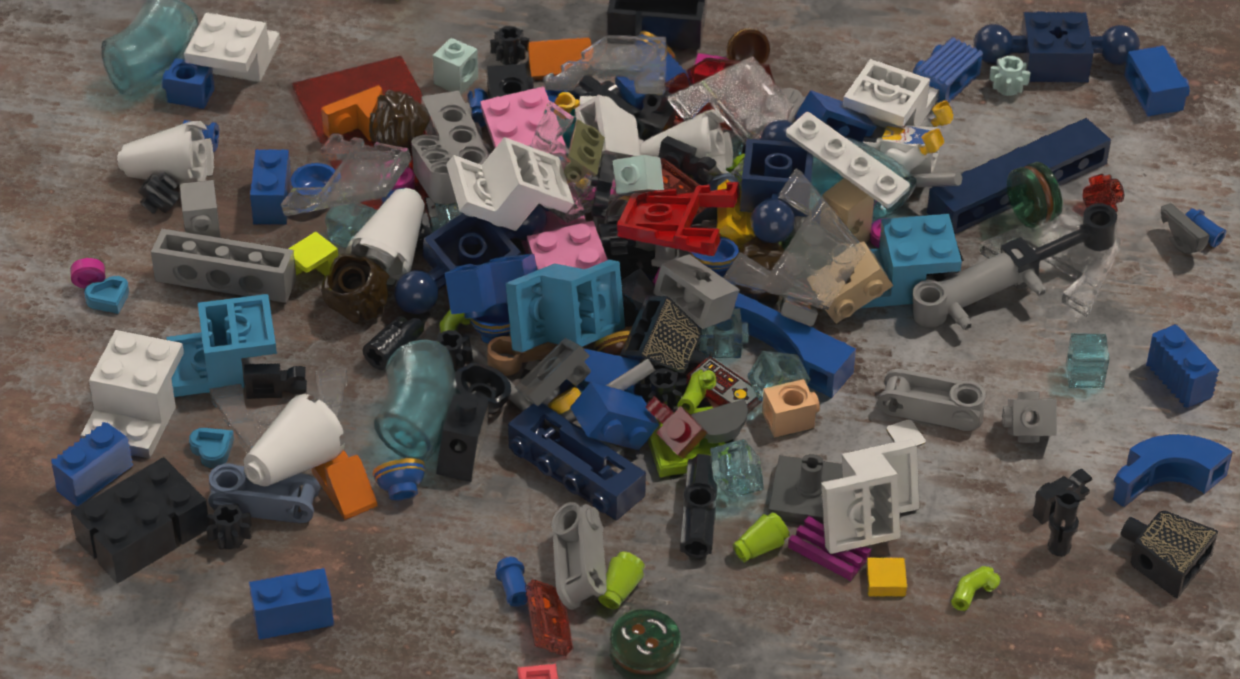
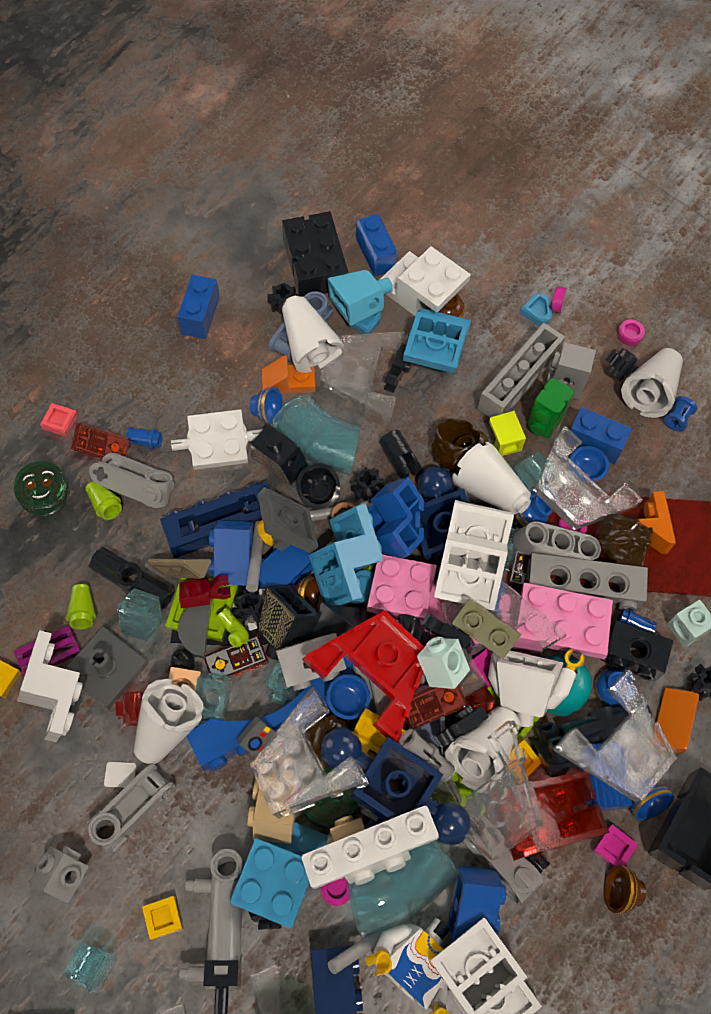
camera: 115 degrees right, 20 degrees up
(99, 207) = (631, 332): none -> dark pink tile
(191, 443) = (358, 295): none -> medium azure torso
(266, 217) = (550, 408): none -> green brick
(471, 513) = (216, 439): none -> white plate
(656, 456) = (181, 567): none -> dark tan slope
(726, 173) = (427, 752): none -> light grey pin
(764, 435) = (176, 663): none -> black hinge
(836, 435) = (129, 708): none -> clear red gear
(837, 380) = (165, 719): none -> white cone
(1006, 340) = (162, 918): none -> yellow tile

